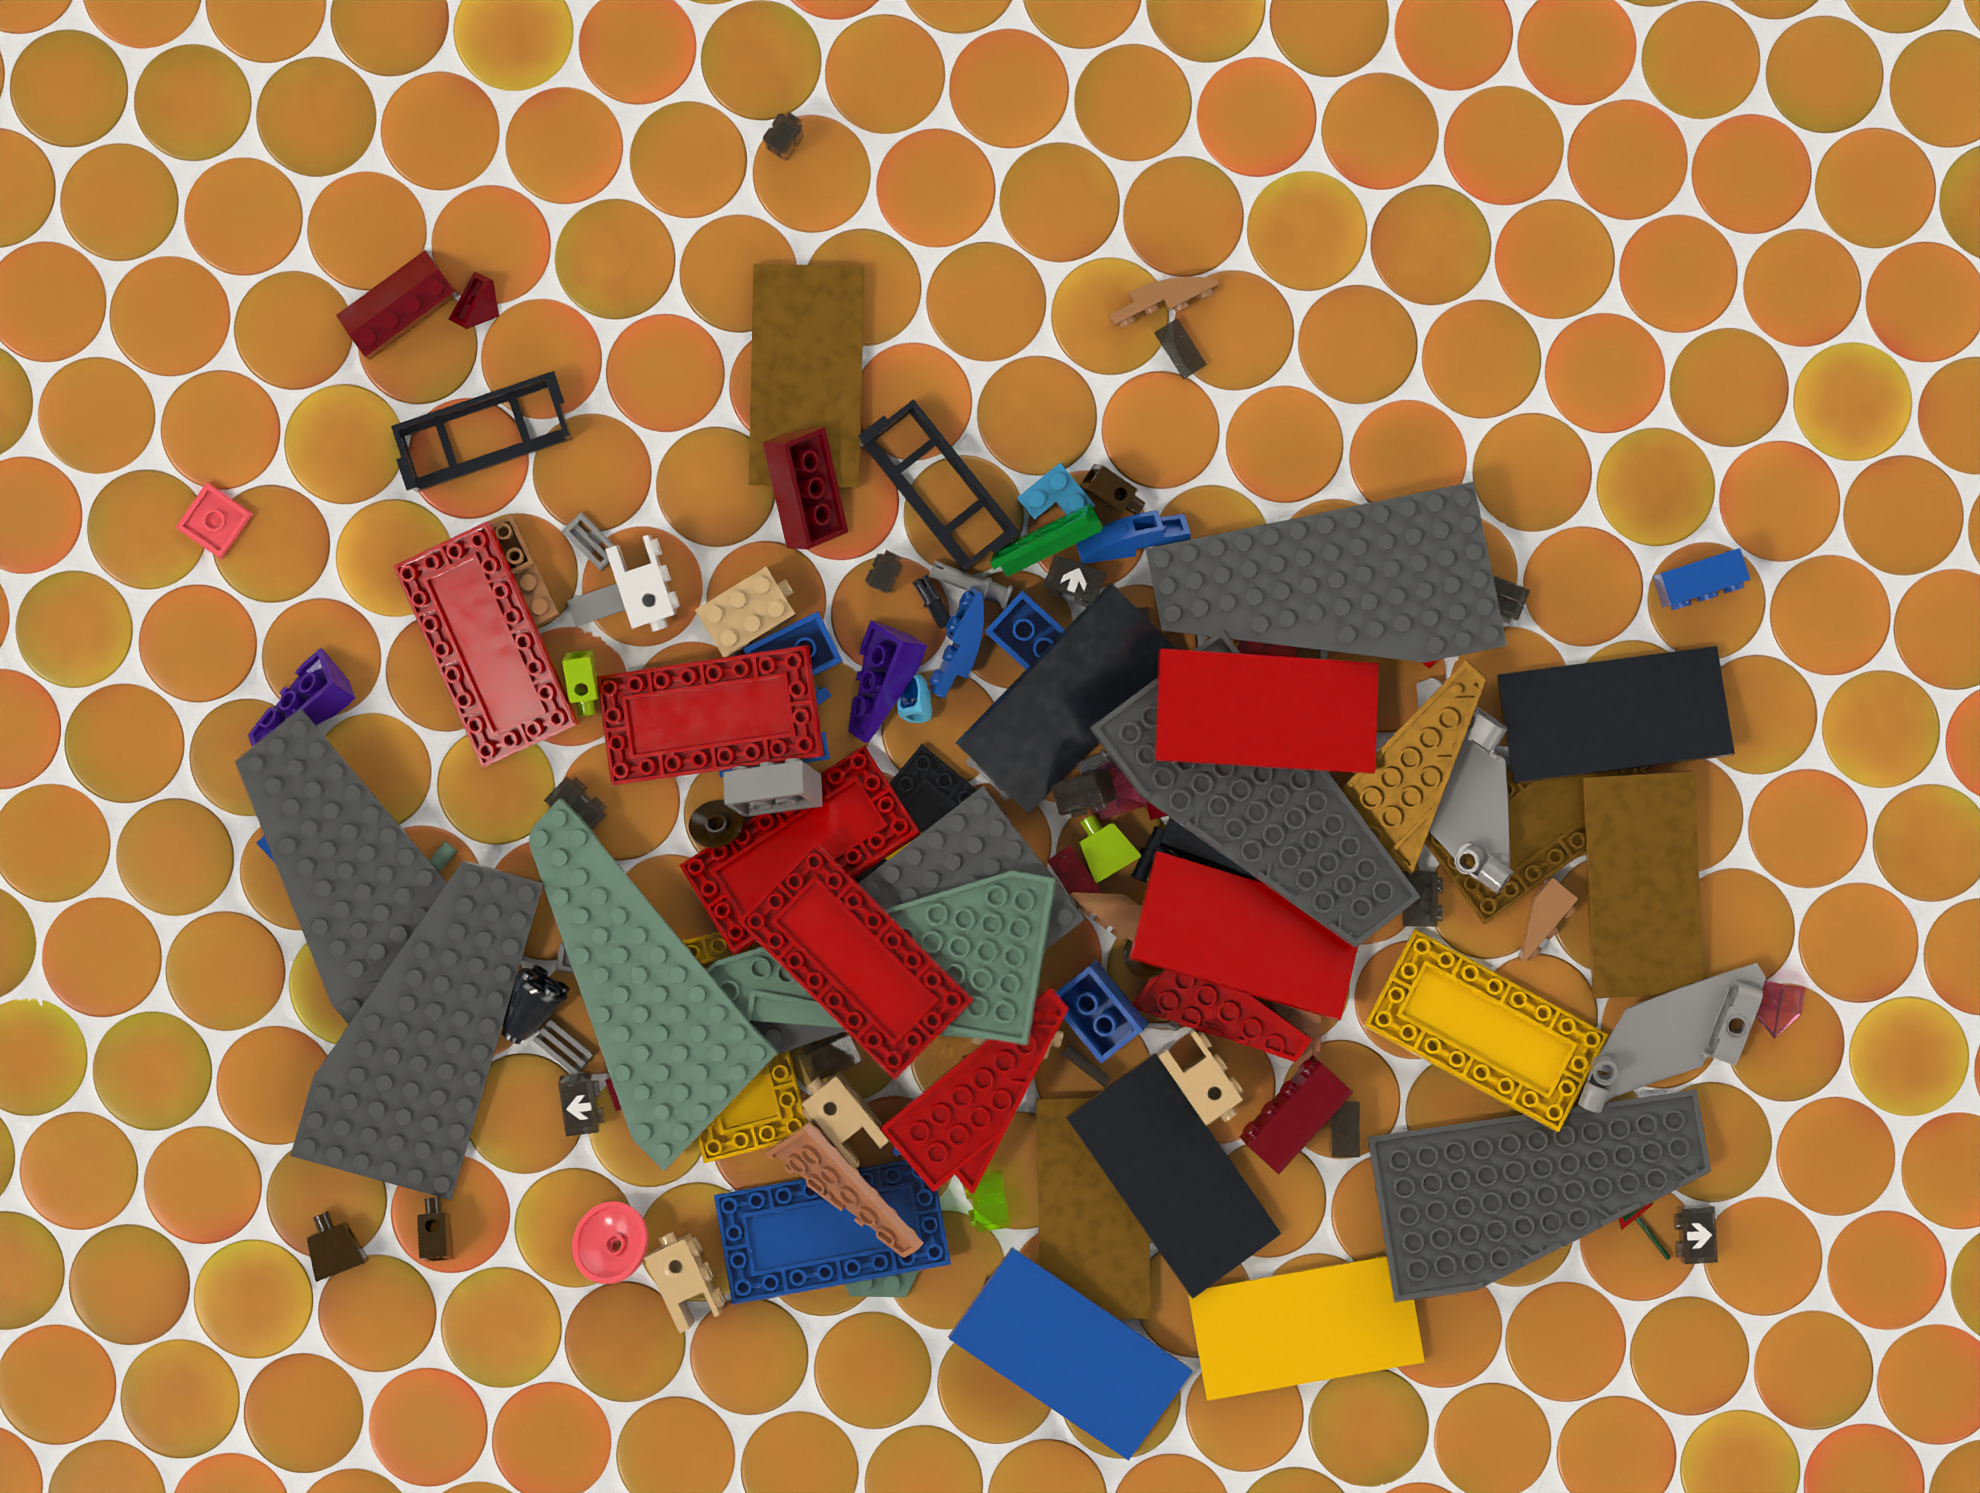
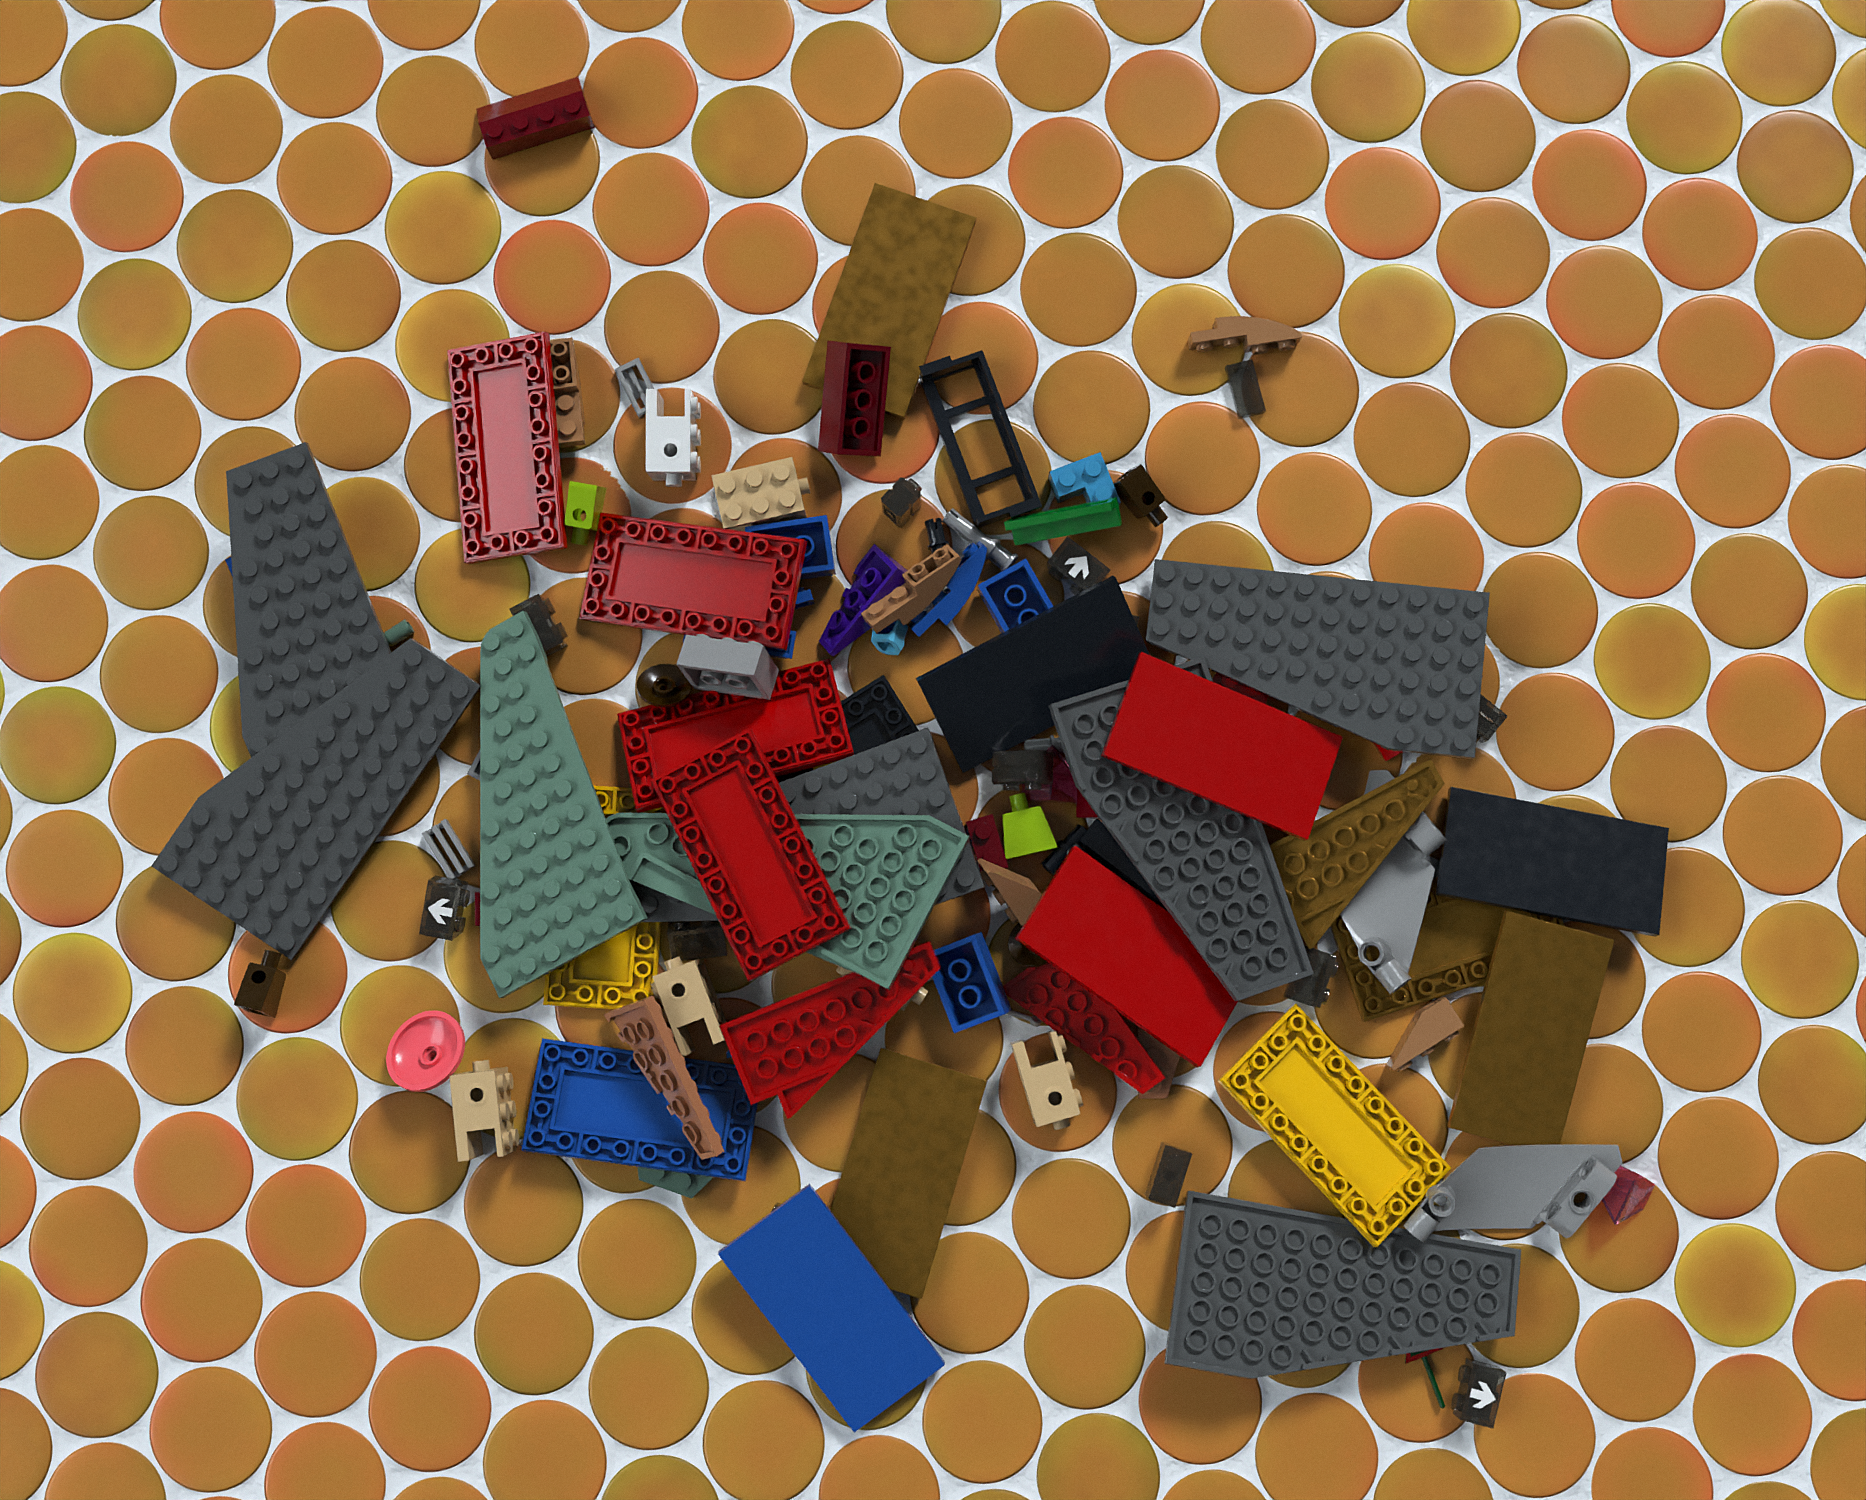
camera: 15 degrees right, 5 degrees down
(214, 520) = (298, 257): coral tile -> none
(318, 690) = (338, 441): dark purple wedge -> none
(333, 1248) = (162, 969): dark brown torso -> none
(472, 406) = (569, 228): black piece -> none
(476, 303) = (609, 138): dark red slope -> none
(532, 1003) = (432, 796): black cone -> none
(596, 605) = (621, 447): light grey tile -> none
(784, 135) = (941, 74): clear smoke brick -> none
(930, 654) = (922, 586): none -> medium nougat slope
(989, 1203) = (802, 1134): clear neon green brick -> none
(1003, 794) = (924, 707): light grey hinge -> none
(1086, 1065) = (939, 1031): clear smoke tile -> none
(1124, 536) = (1137, 541): blue slope -> none
(1173, 1175) = (988, 1166): black tile -> none
(1295, 1114) = (1126, 1145): dark red slope -> none
(1302, 1328) = (1065, 1357): yellow tile -> none
(1702, 579) = (1675, 758): blue brick -> none

